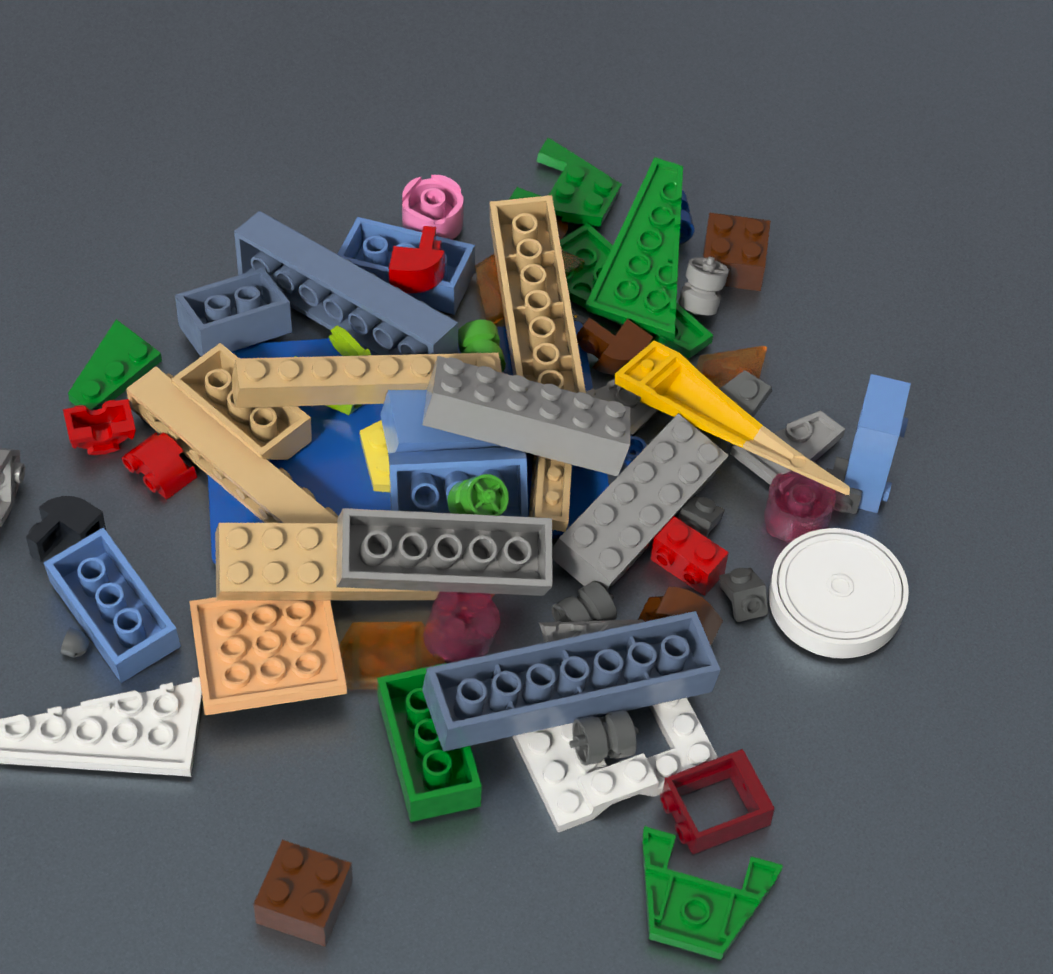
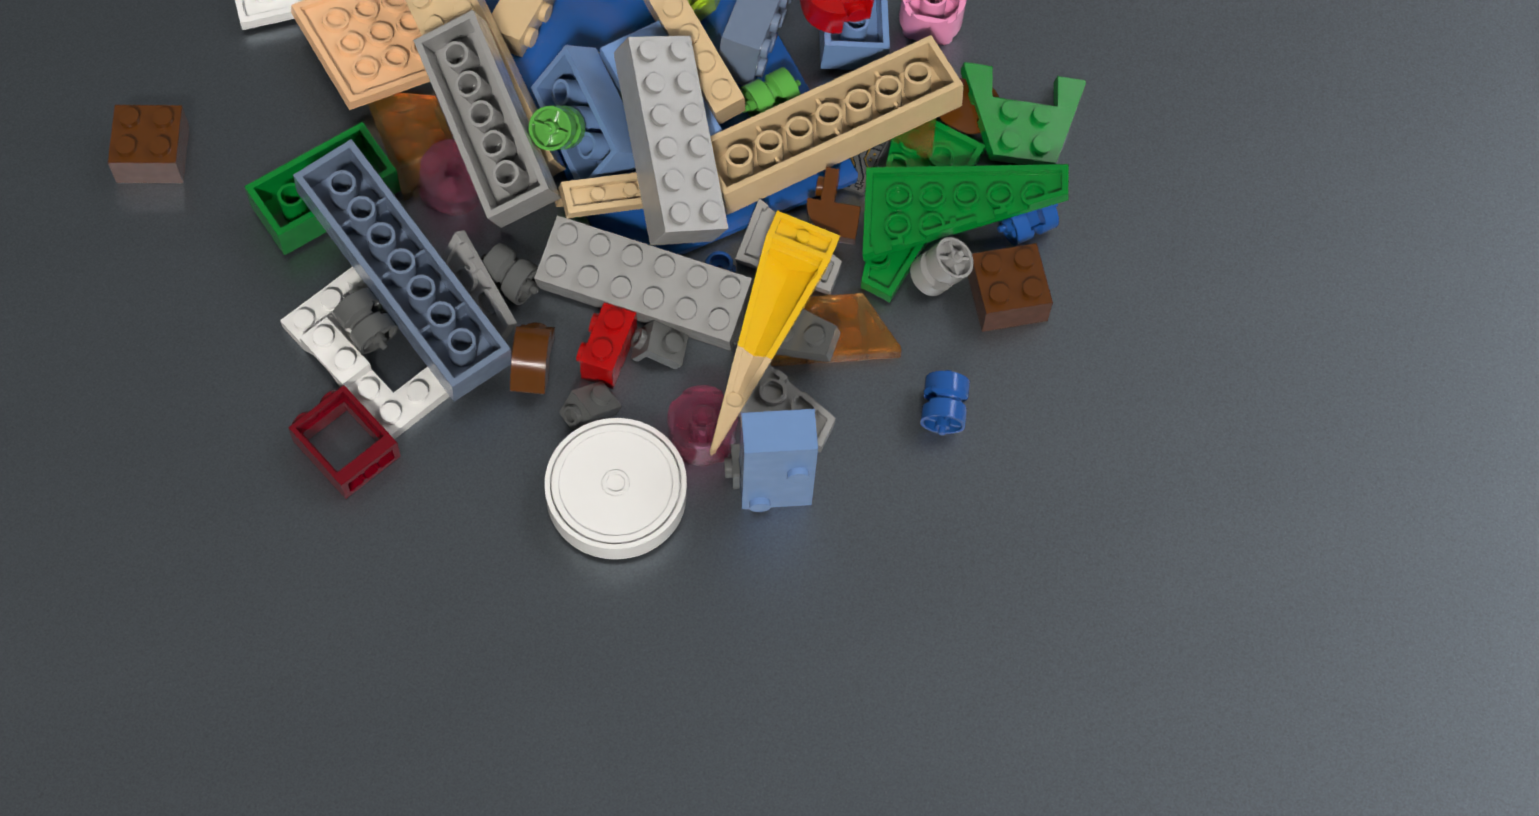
camera: 70 degrees right, 10 degrees up
(696, 911) = (228, 455): green wing -> none
(830, 329) = (945, 397): none -> blue wheel

